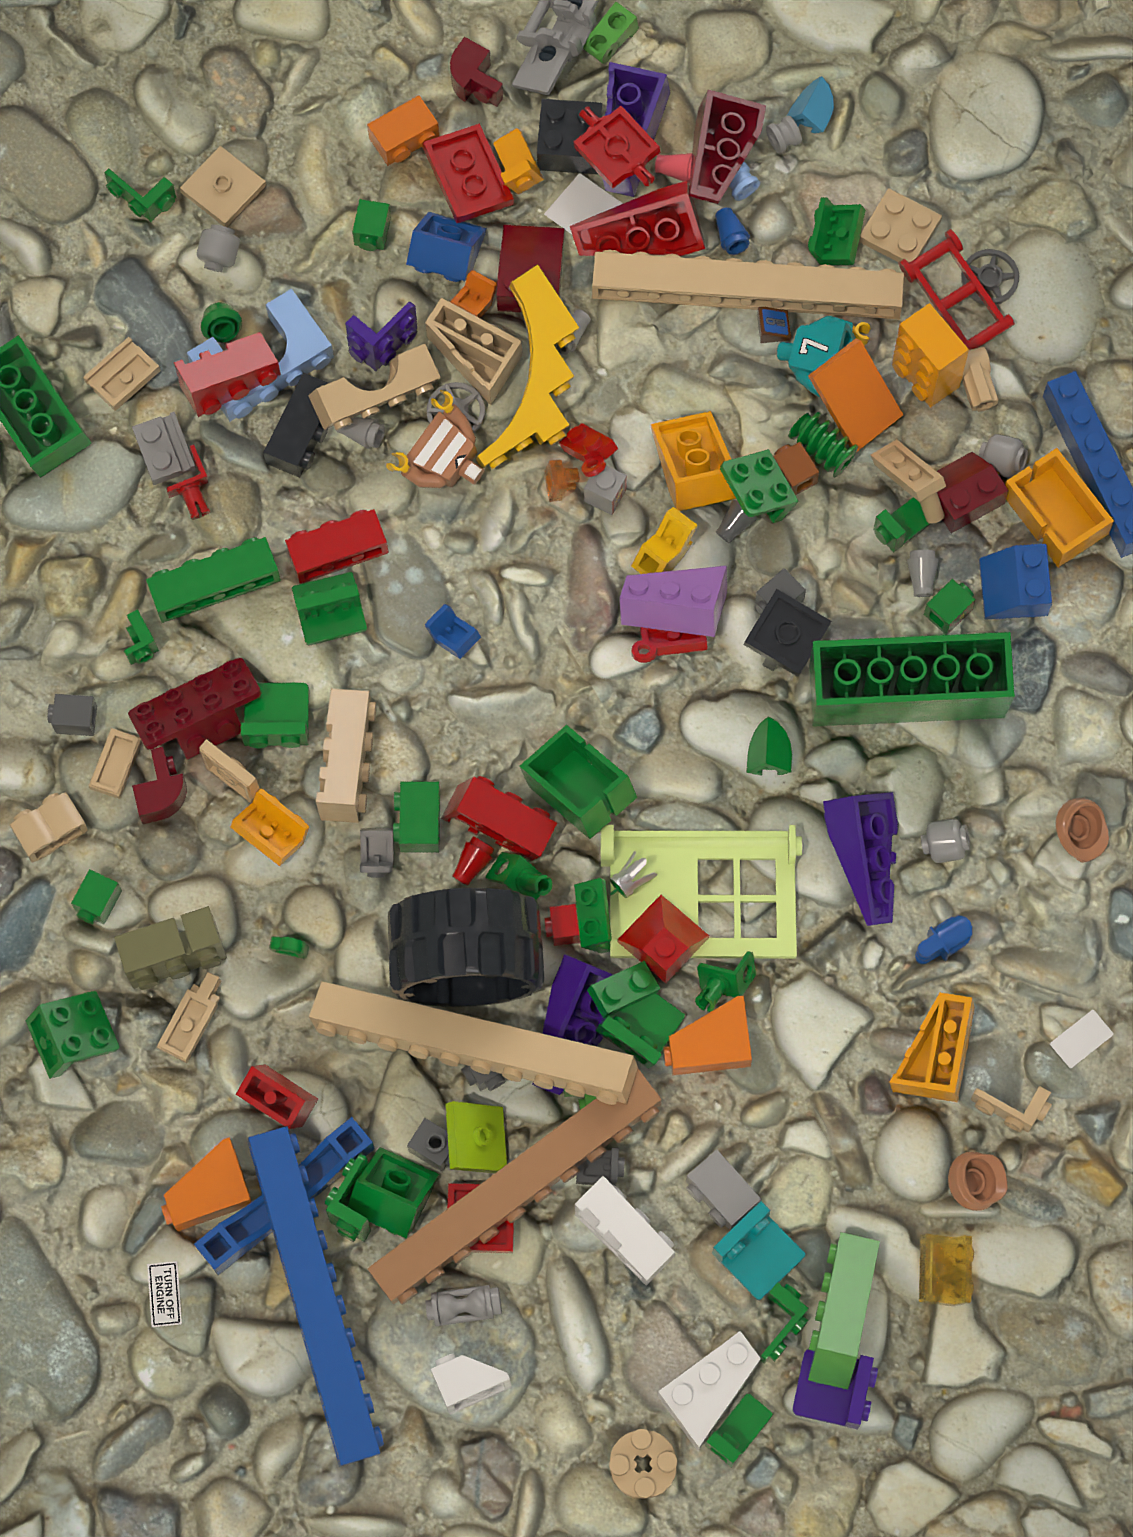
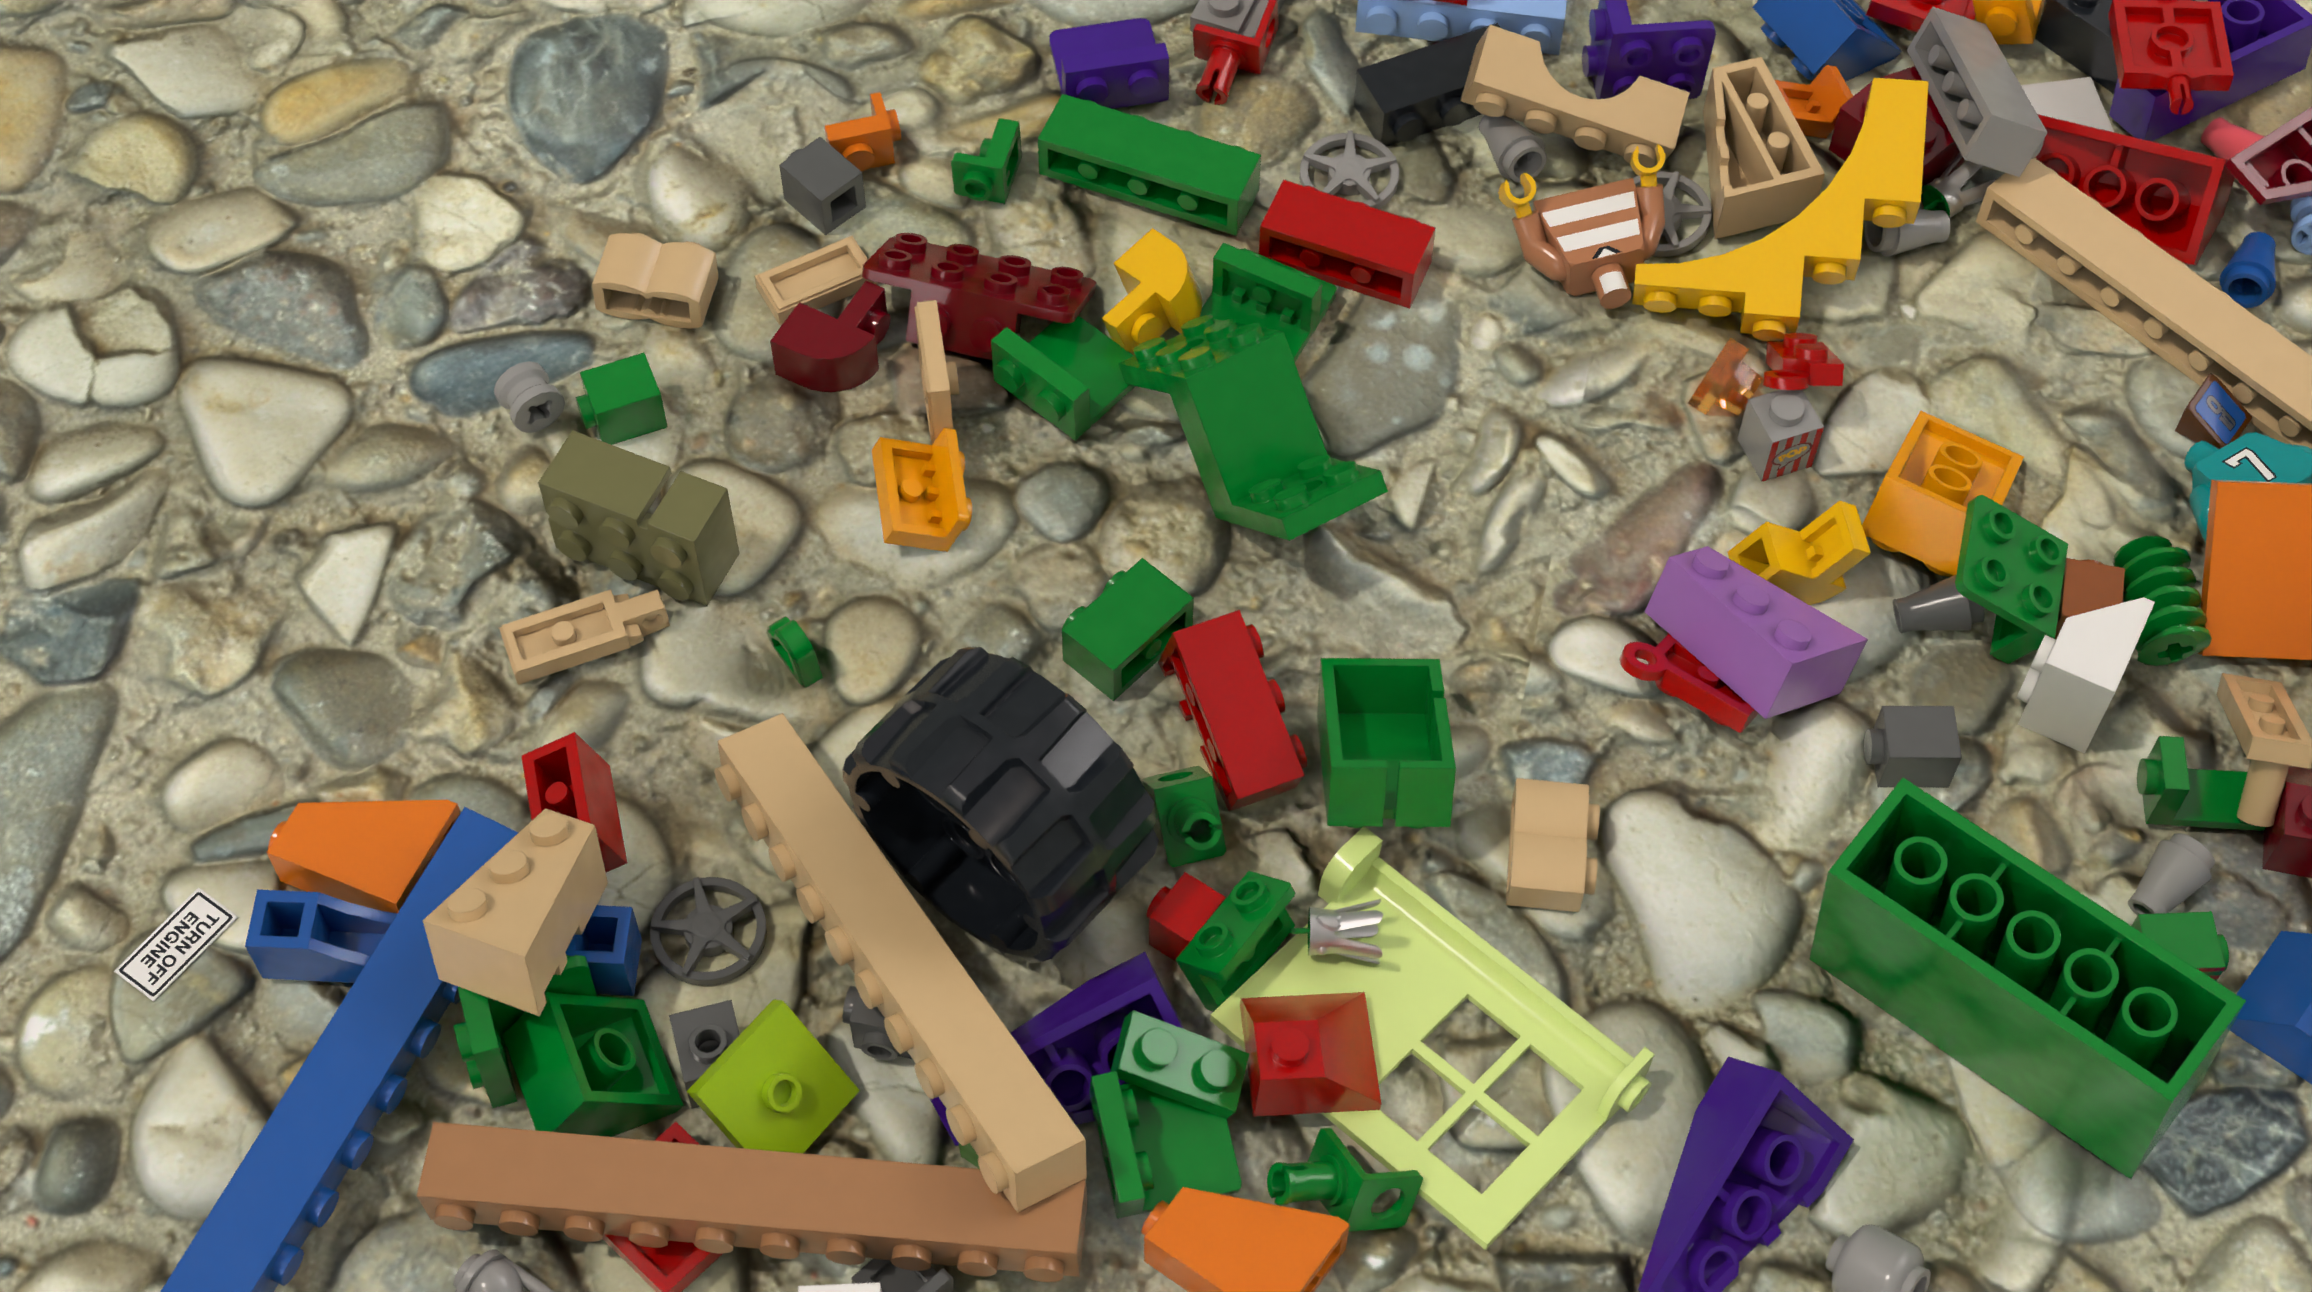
camera: 40 degrees right, 15 degrees down
(53, 931) = (529, 397): none -> light grey wheel
(71, 678) = (867, 140): none -> orange bracket
(71, 1031) = (425, 527): green bracket -> none
(139, 538) = (1111, 63): none -> dark purple bracket
(282, 639) = (1158, 290): none -> yellow brick
(300, 504) = (1349, 171): none -> light grey wheel
(321, 1159) = (519, 912): none -> tan wedge
(345, 756) = (1093, 486): tan wedge -> none
(376, 851) = (1027, 625): dark grey bracket -> none
(376, 1096) = (708, 930): none -> dark grey wheel
(391, 681) = (1251, 427): none -> green bracket
(452, 632) = (1398, 443): blue bracket -> none
(472, 860) = (1151, 736): red cone -> none
(548, 237) = (1976, 92): none -> light grey brick
(572, 295) = (1946, 193): none -> flat silver piece
(675, 766) = (1550, 845): none -> tan brick
(769, 749) = (1714, 933): green brick -> none
(786, 633) = (1859, 771): black bracket -> none
(823, 509) = (2080, 672): none -> white slope

